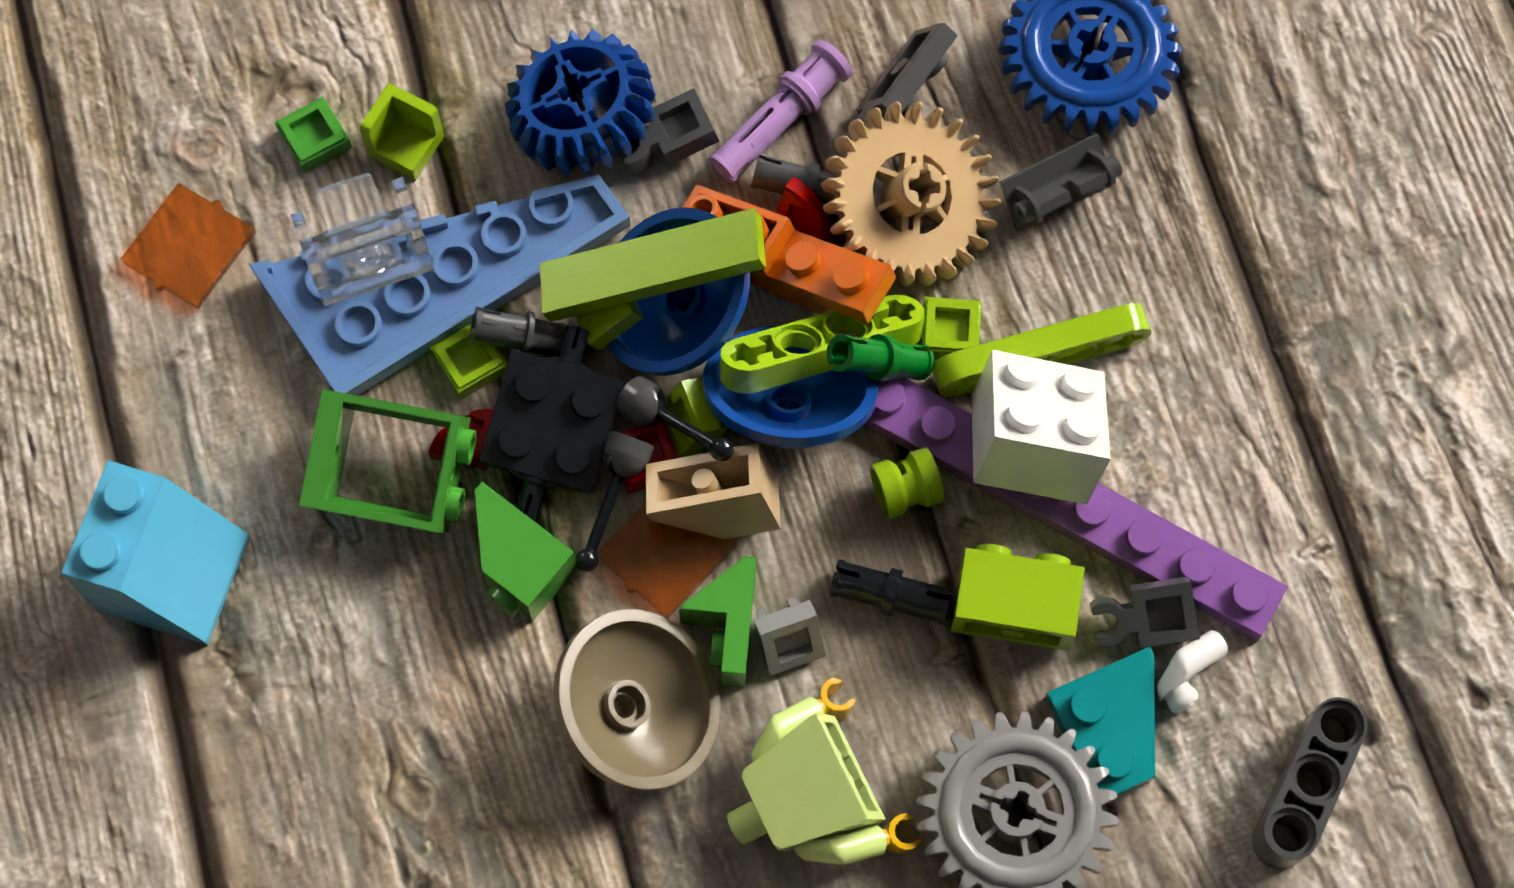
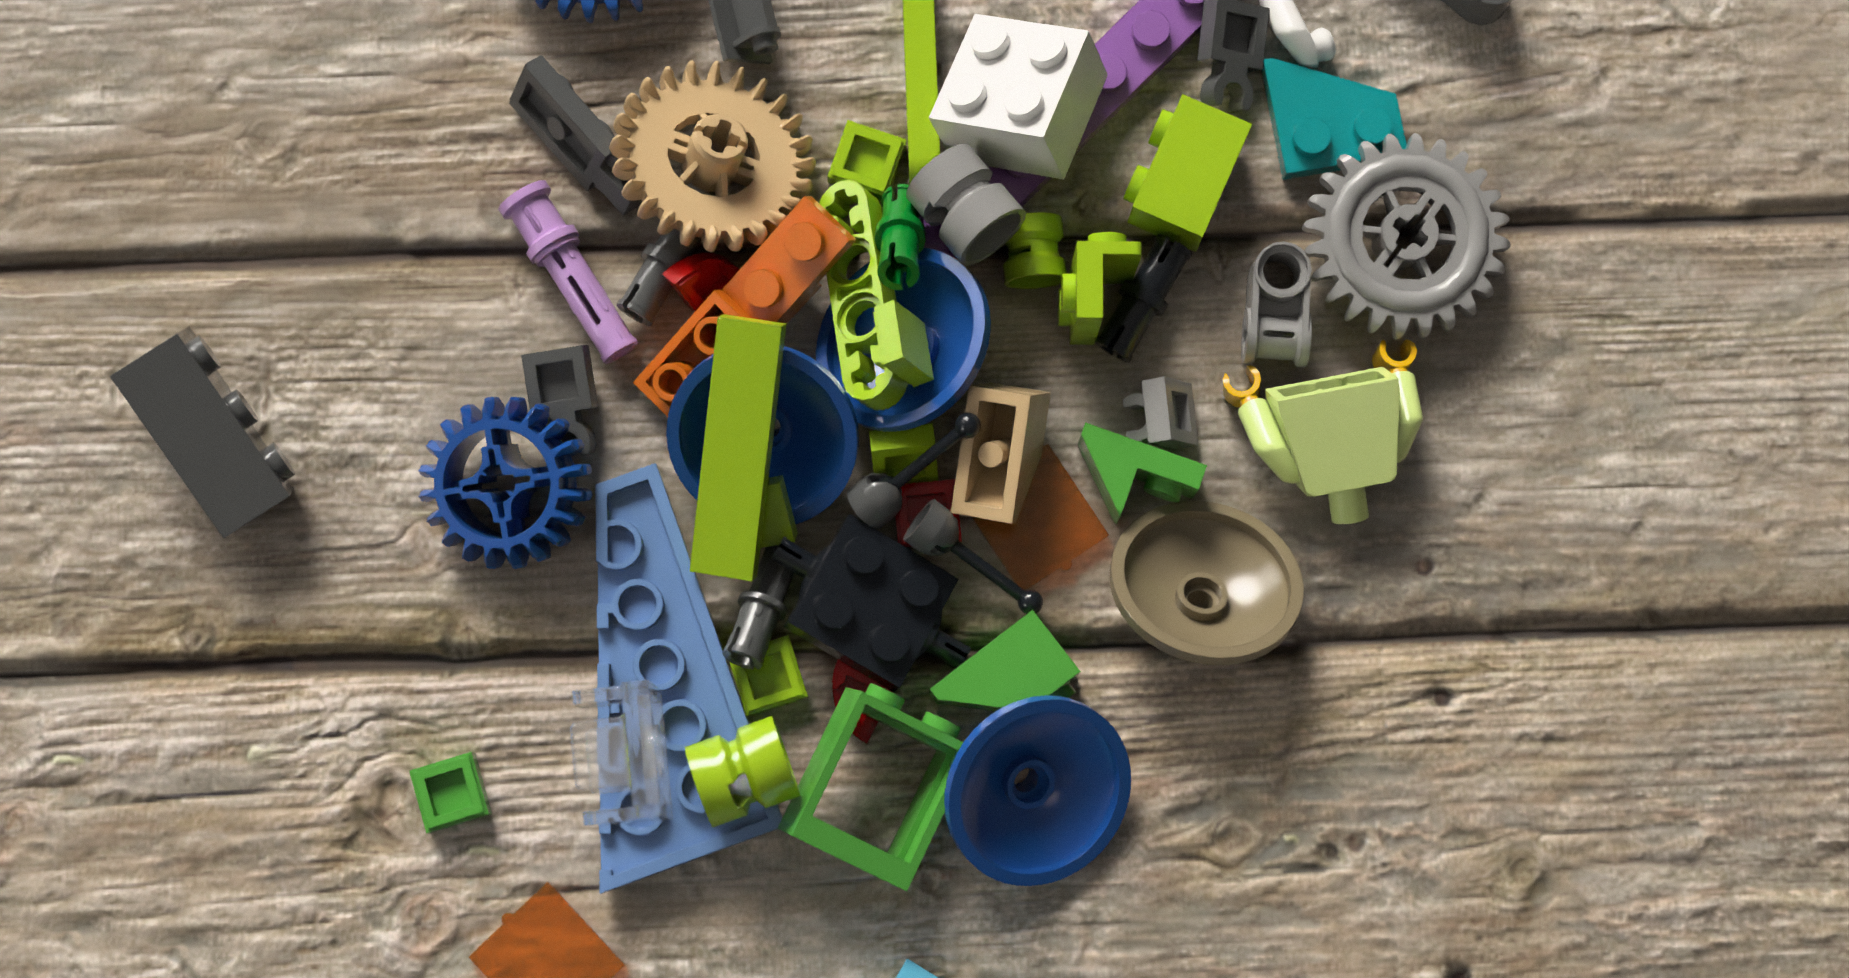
camera: 75 degrees left, 10 degrees up
(368, 335) = (742, 771): none -> lime wheel
(381, 601) = (1061, 809): none -> blue dish
(402, 131) = (483, 689): lime panel -> none
(778, 373) = (903, 343): none -> lime tile
(882, 527) = (1095, 262): none -> lime bracket
(911, 712) = (1278, 320): none -> light grey piece
(919, 406) = (972, 213): none -> light grey wheel

